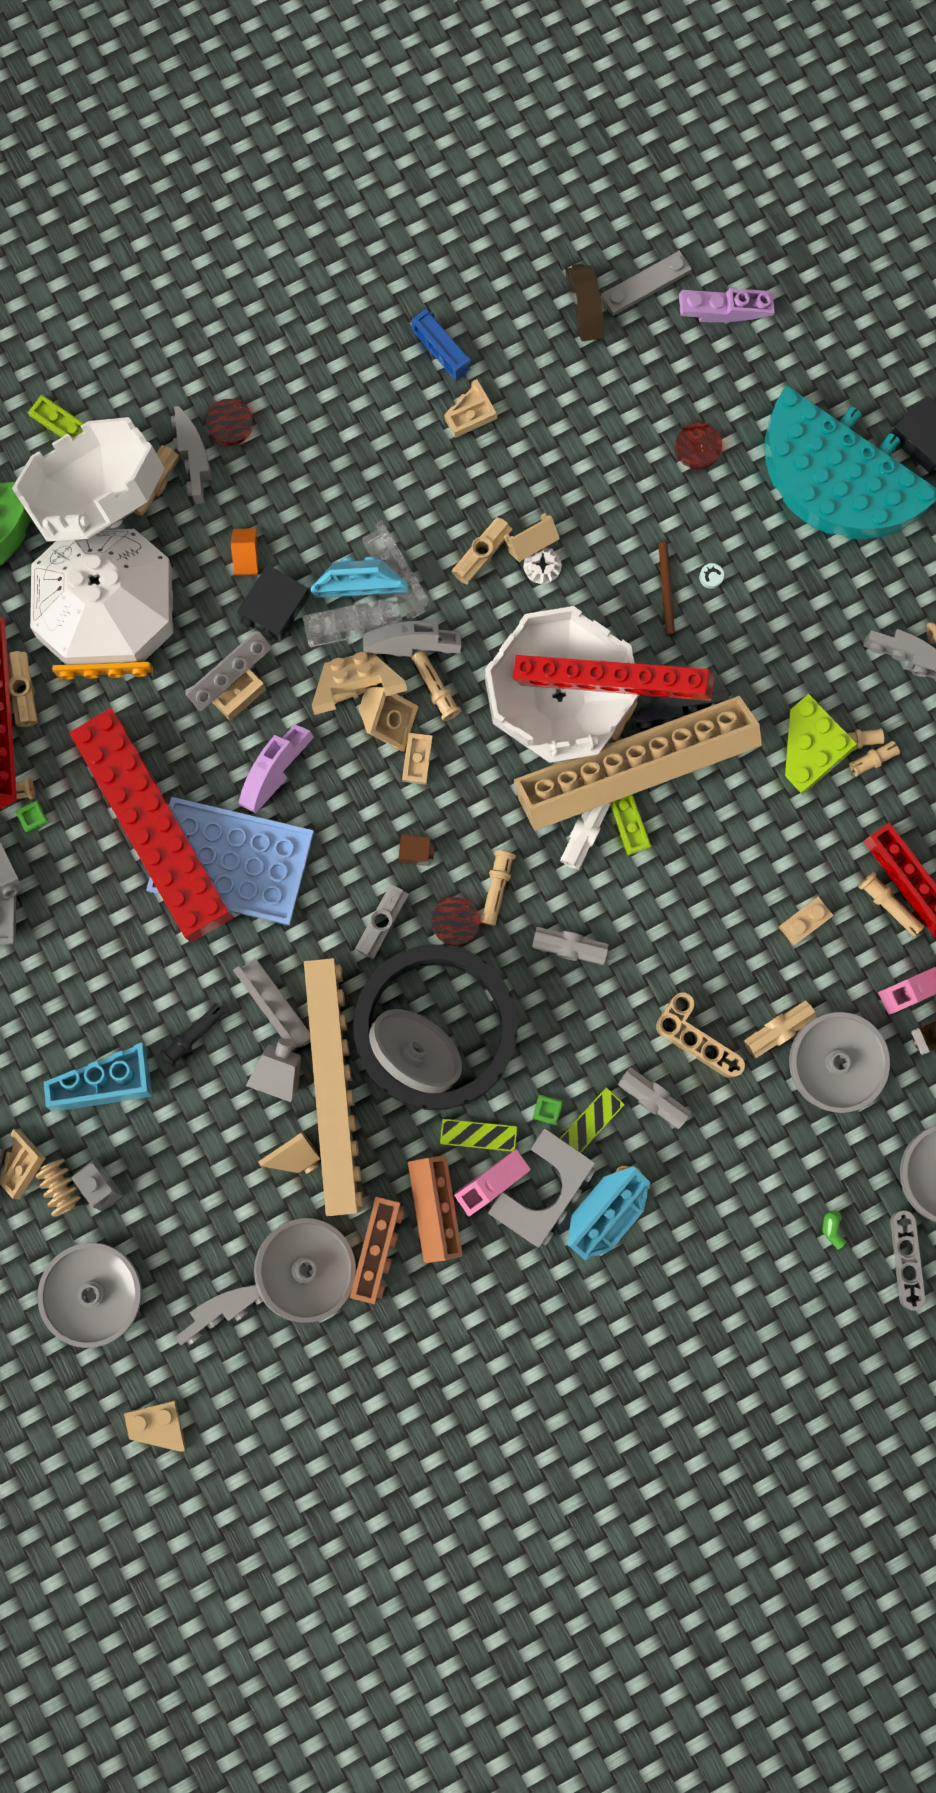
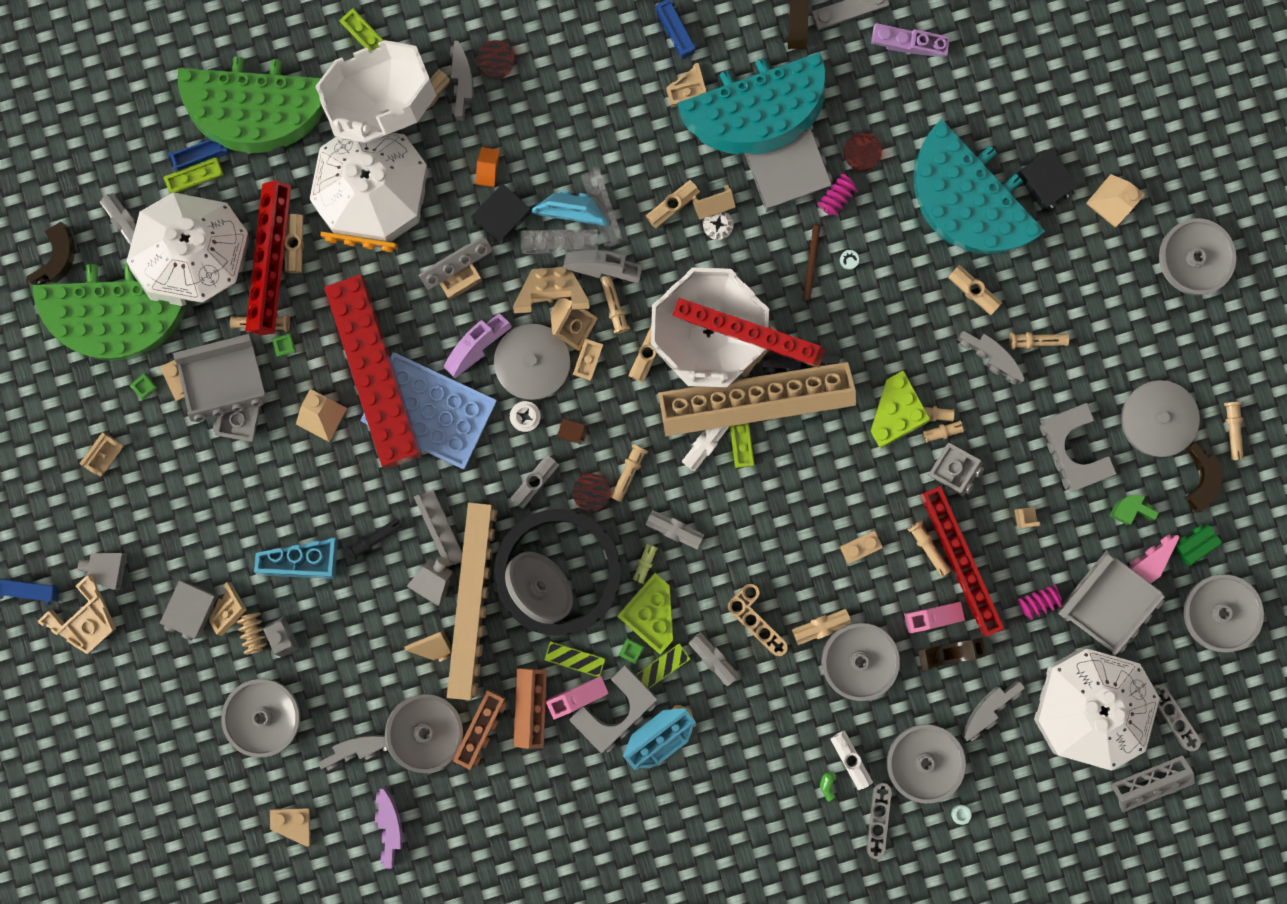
camera: 20 degrees right, 5 degrees up
(94, 893) = (320, 415): none -> tan slope
(282, 1392) = (388, 819): none -> lavender slope
(346, 835) = (516, 419): none -> white gear
(347, 775) = (531, 362): none -> light grey dish
(486, 749) = (642, 365): none -> tan piece
(541, 996) = (645, 563): none -> yellowish green pin
(562, 1057) = (650, 614): none -> lime plate
(563, 417) = (759, 110): none -> teal brick
(608, 474) = (790, 171): none -> light grey panel
(681, 501) = (837, 195): none -> dark pink piece
(867, 1201) = (857, 771): none -> white piece
(886, 587) = (984, 299): none -> tan piece
(902, 801) = (956, 469): none -> light grey plate

